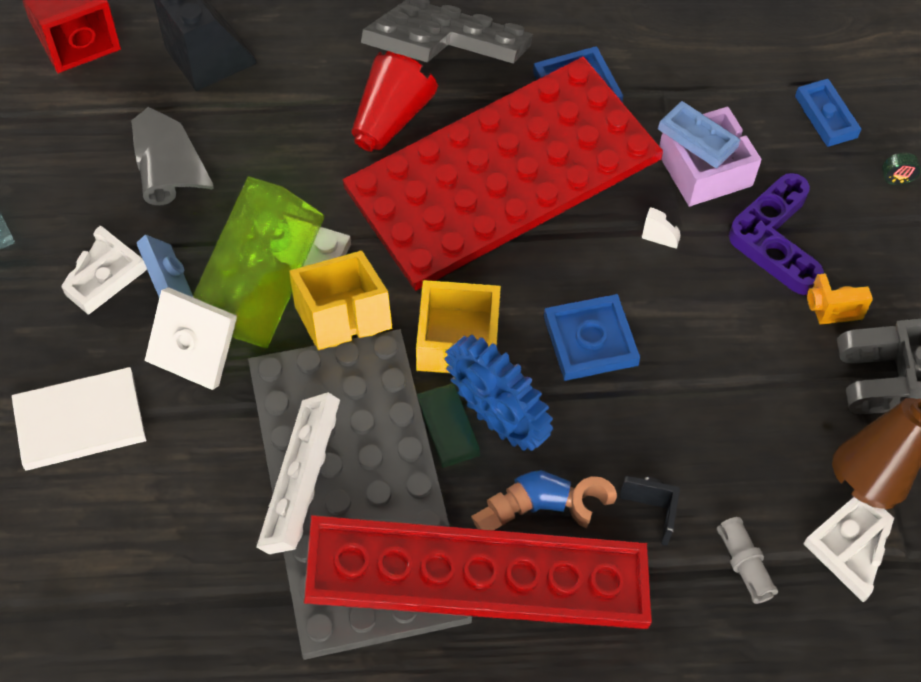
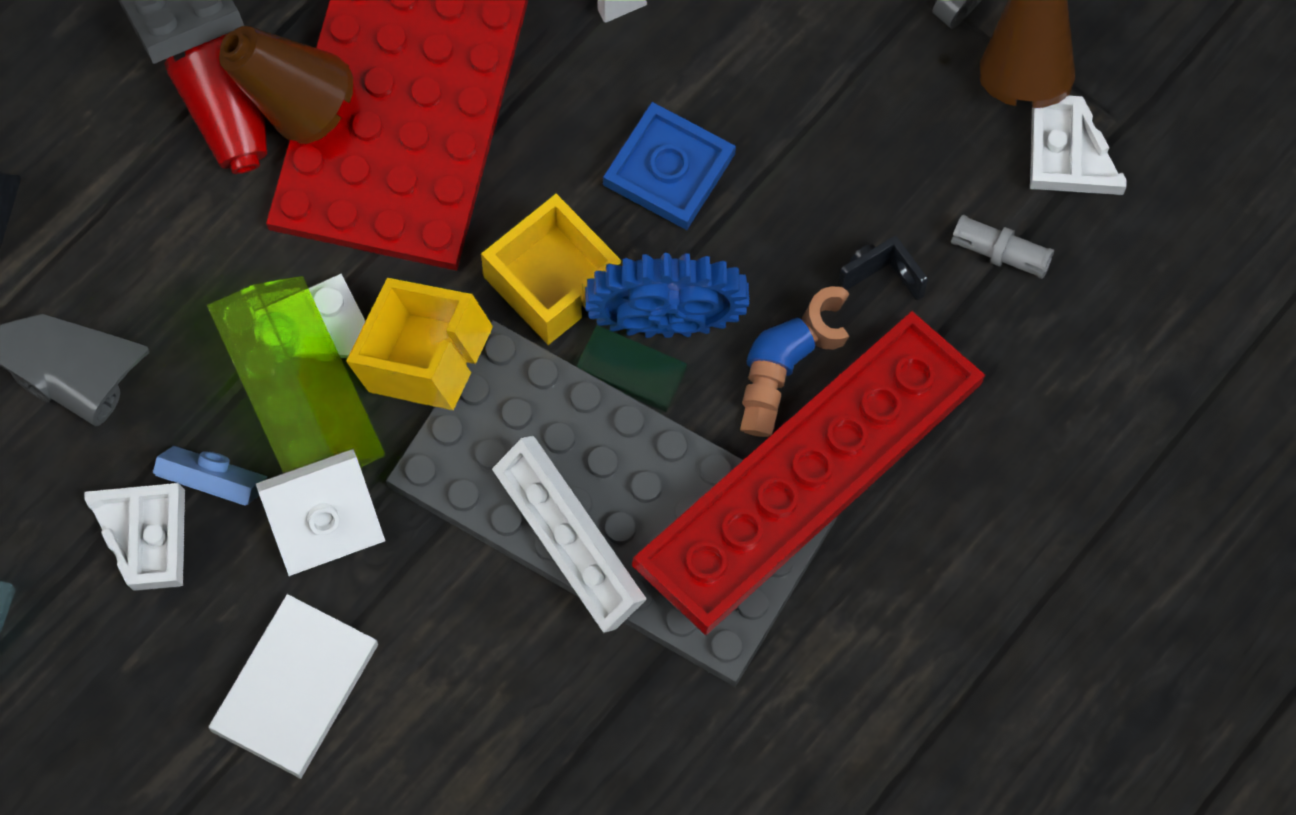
camera: 45 degrees left, 10 degrees up
(420, 105) = (288, 81): none -> reddish brown cone

